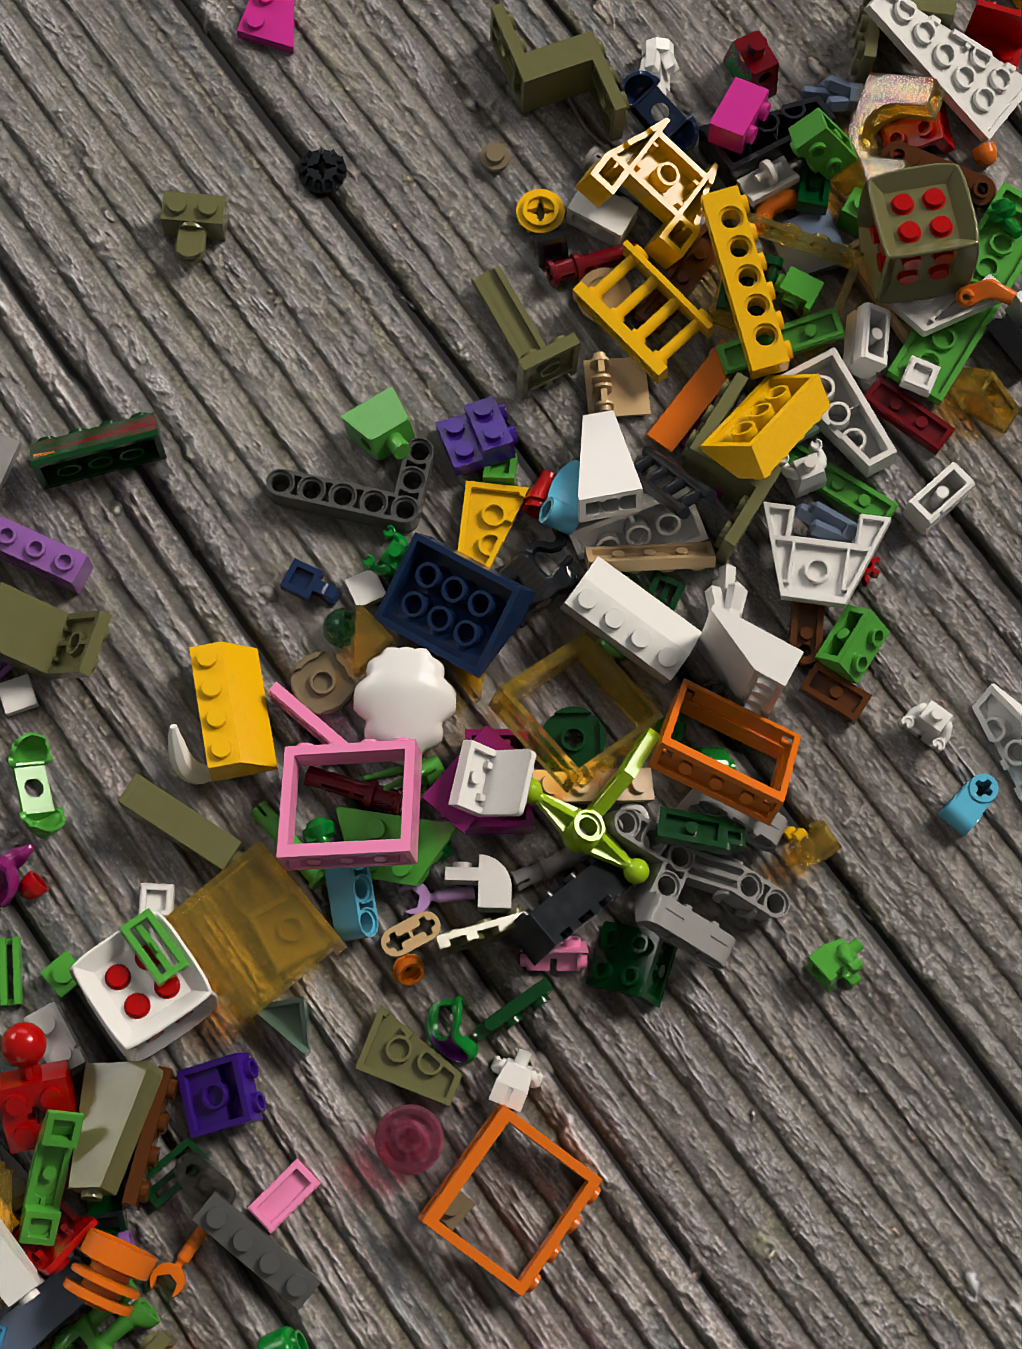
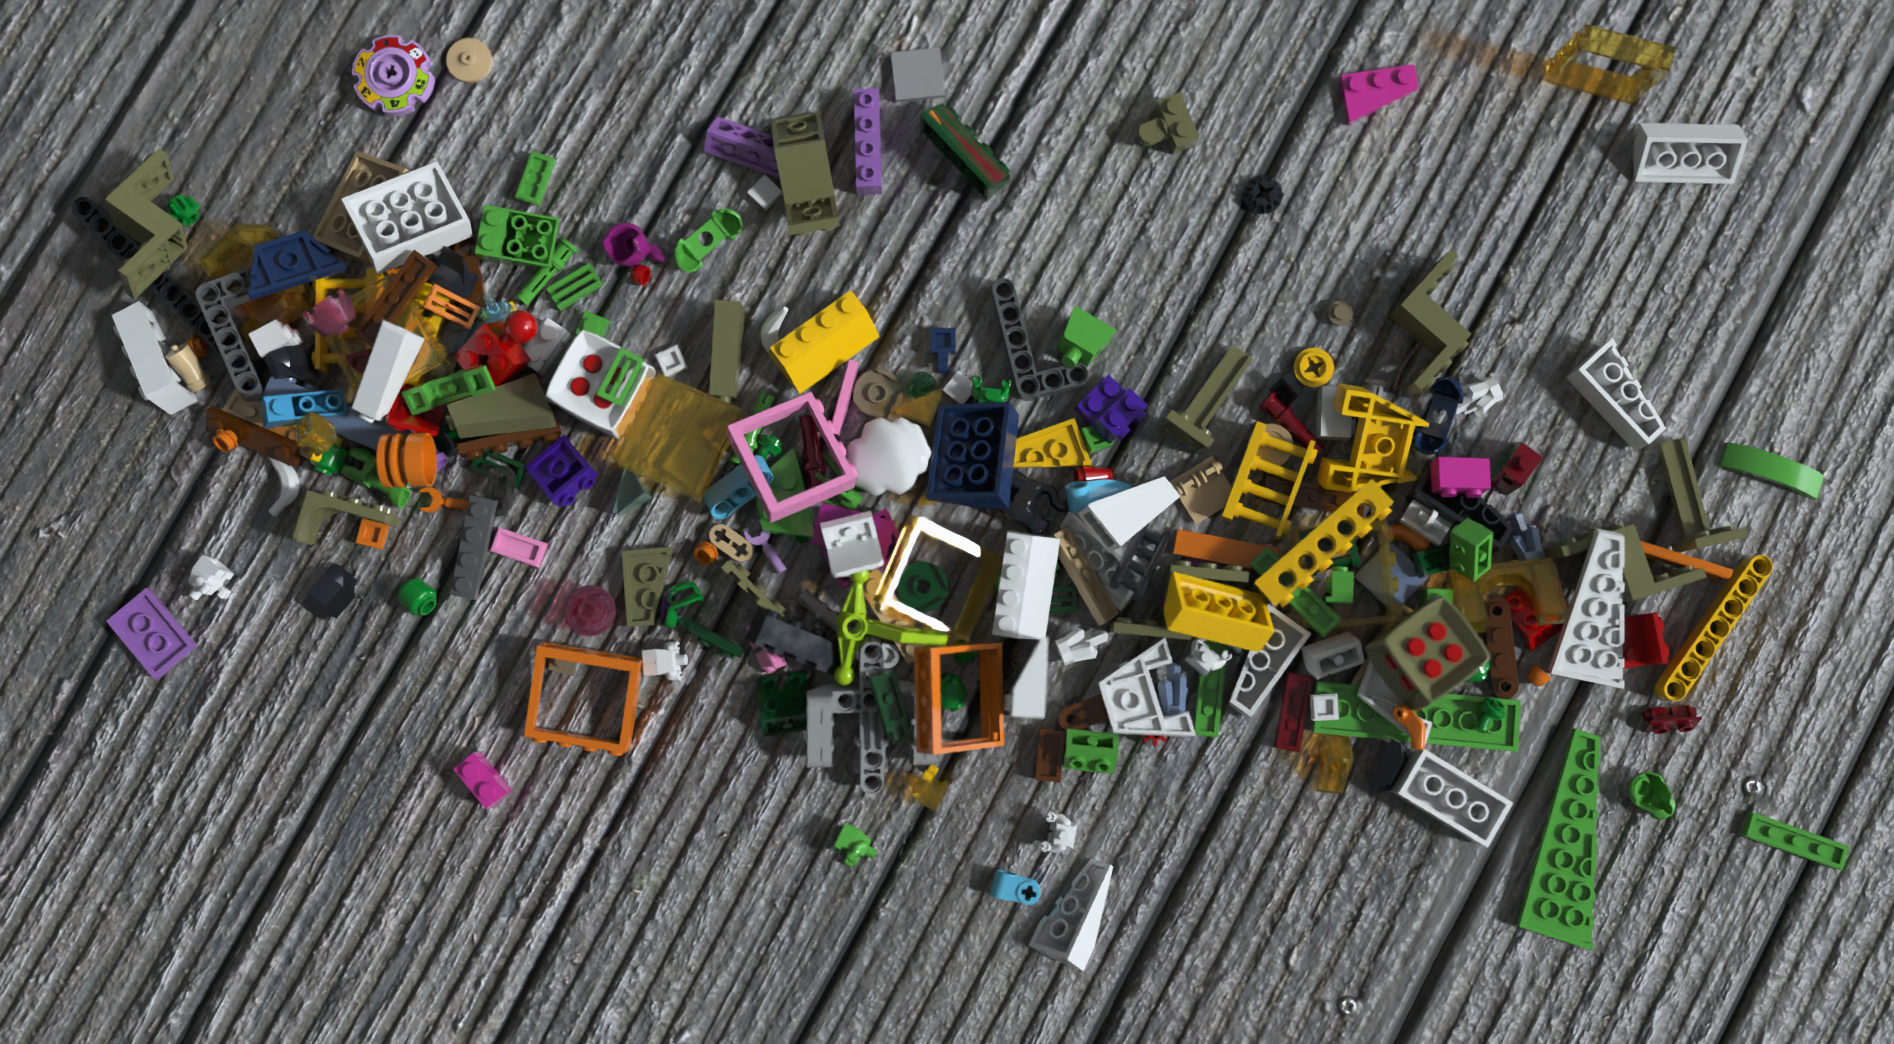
camera: 65 degrees right, 10 degrees up
(492, 883) = (794, 579): white brick -> none
(938, 498) = (1235, 763): white brick -> none

